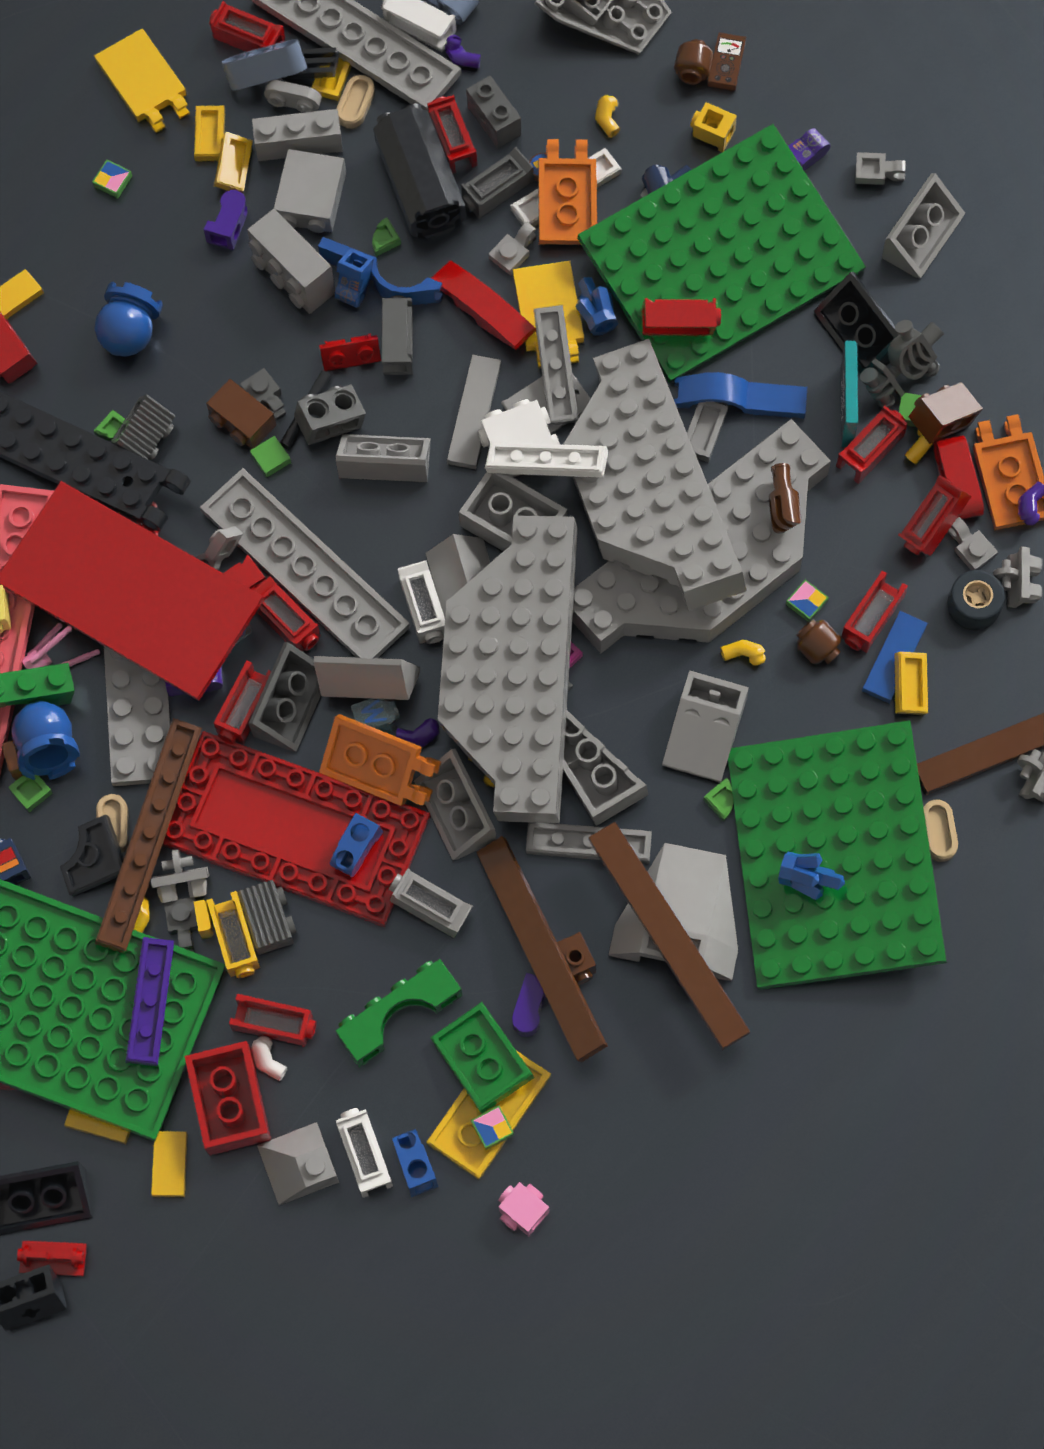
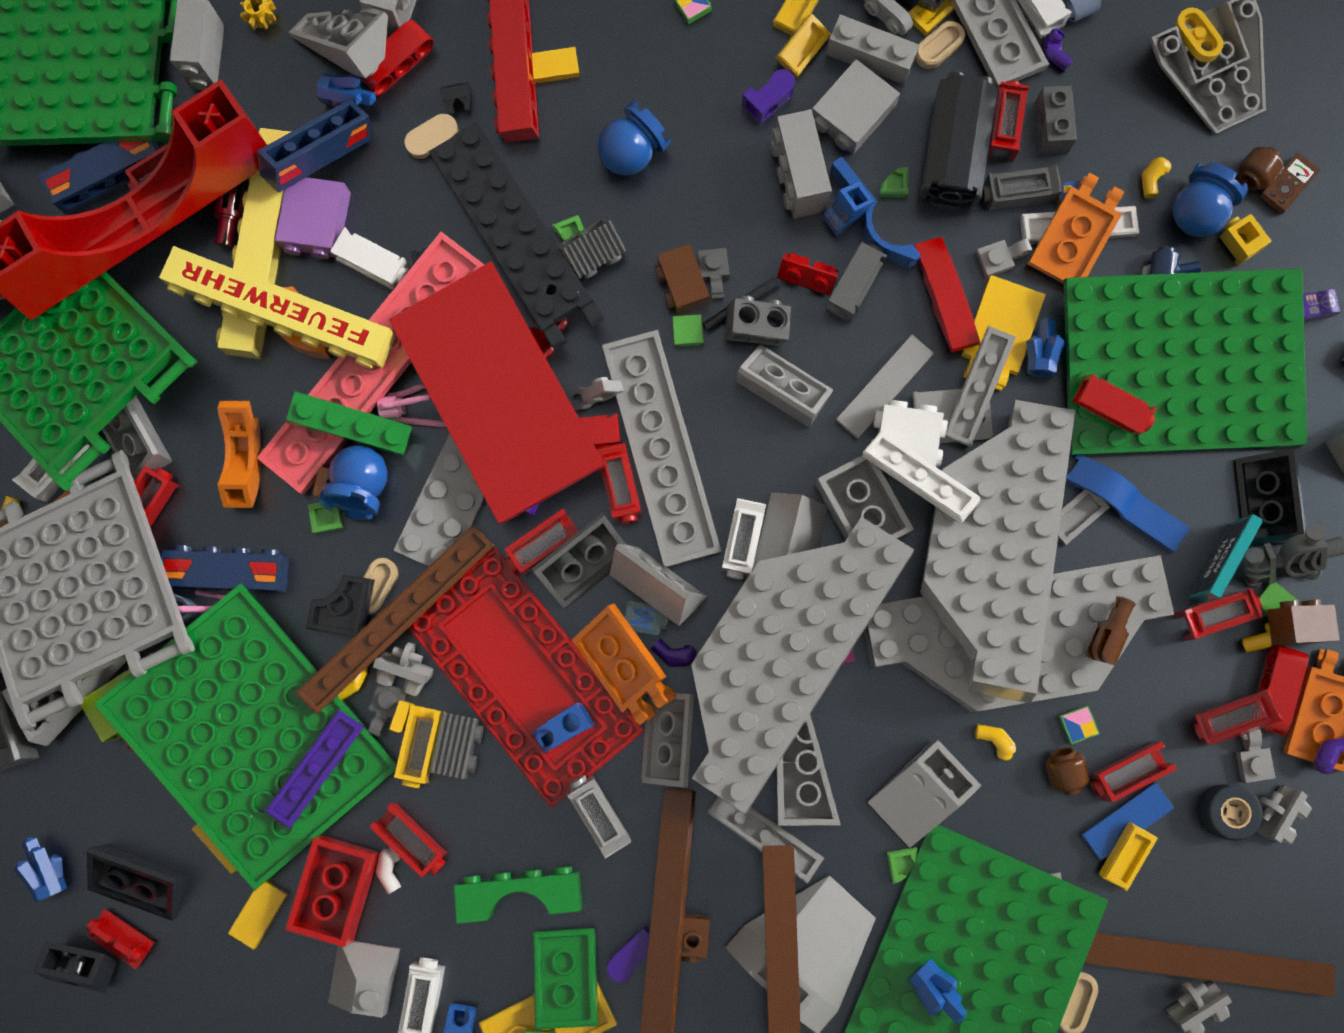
camera: 30 degrees right, 10 degrees up
(662, 110) = (1207, 200): none -> blue tile

